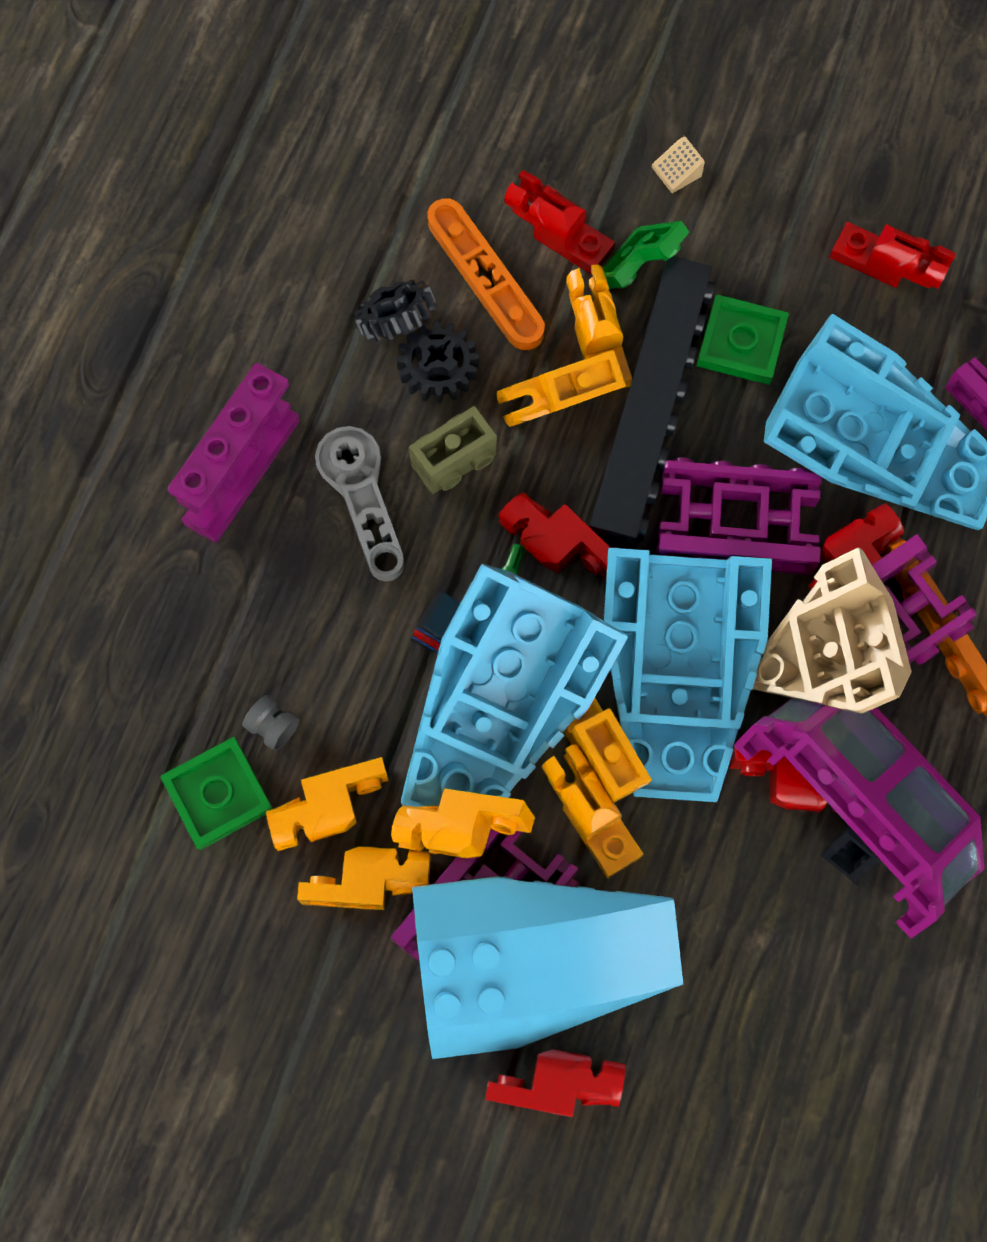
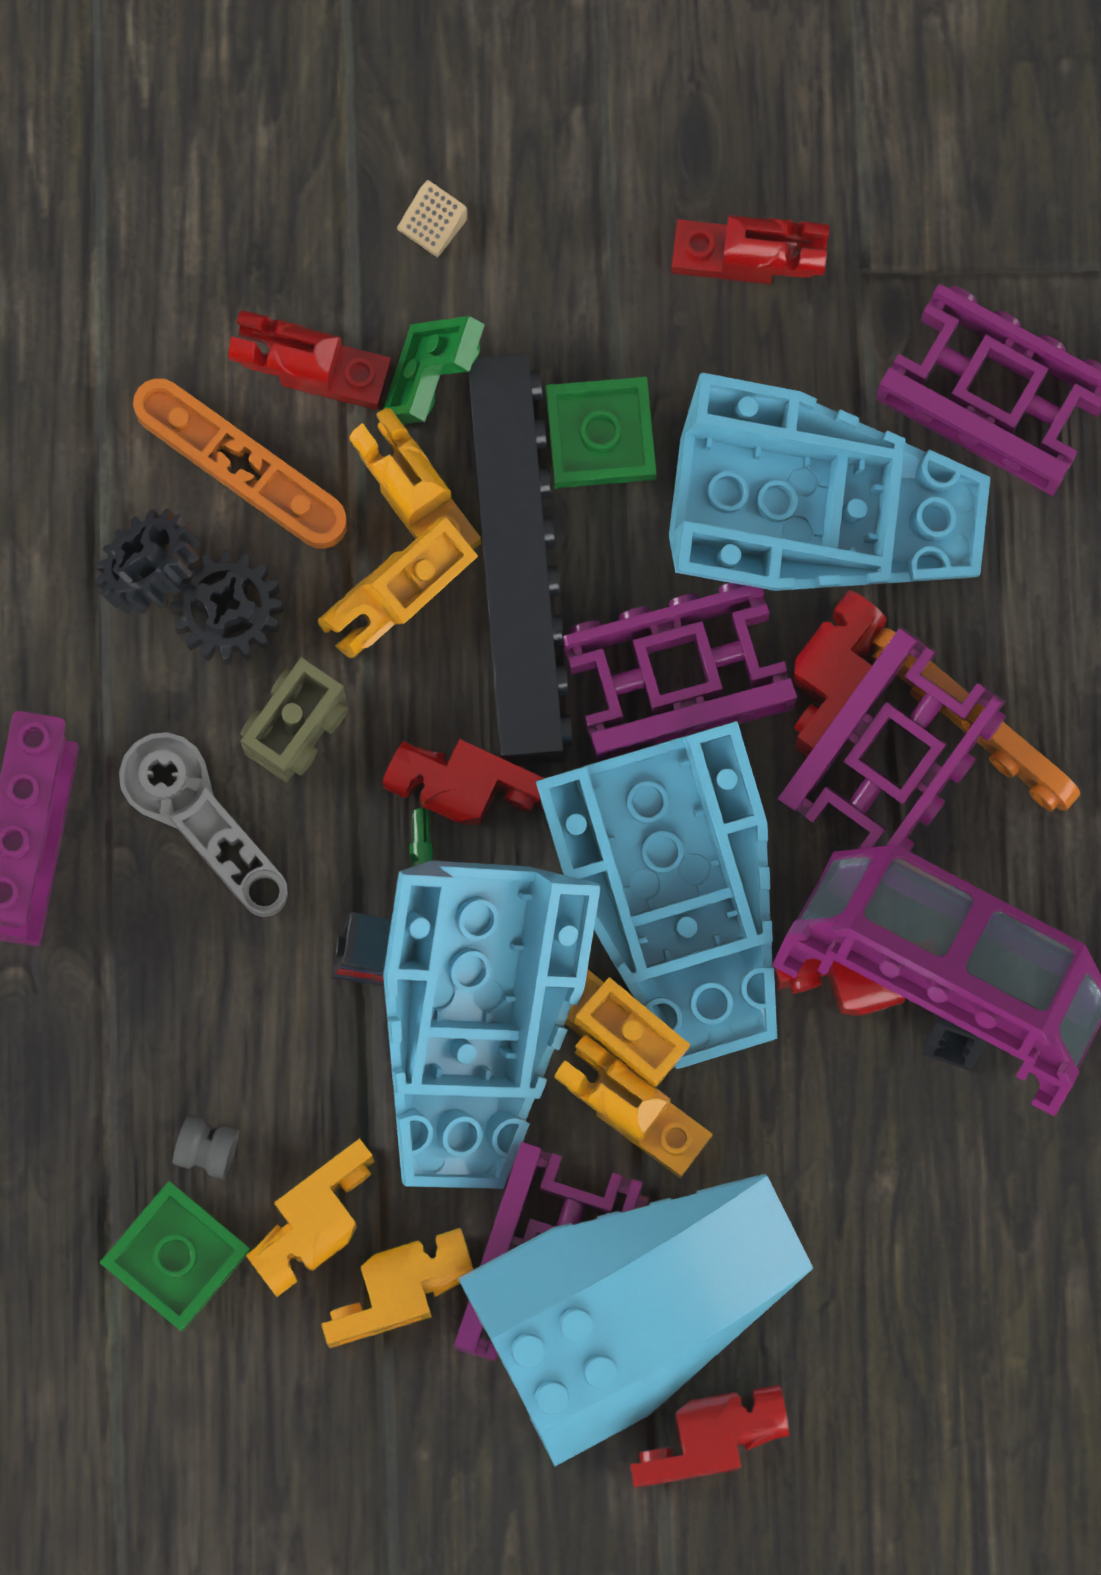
camera: 20 degrees left, 5 degrees up
(459, 823) = (484, 1183): light orange plate -> none
(839, 642) = (852, 796): tan wedge -> none

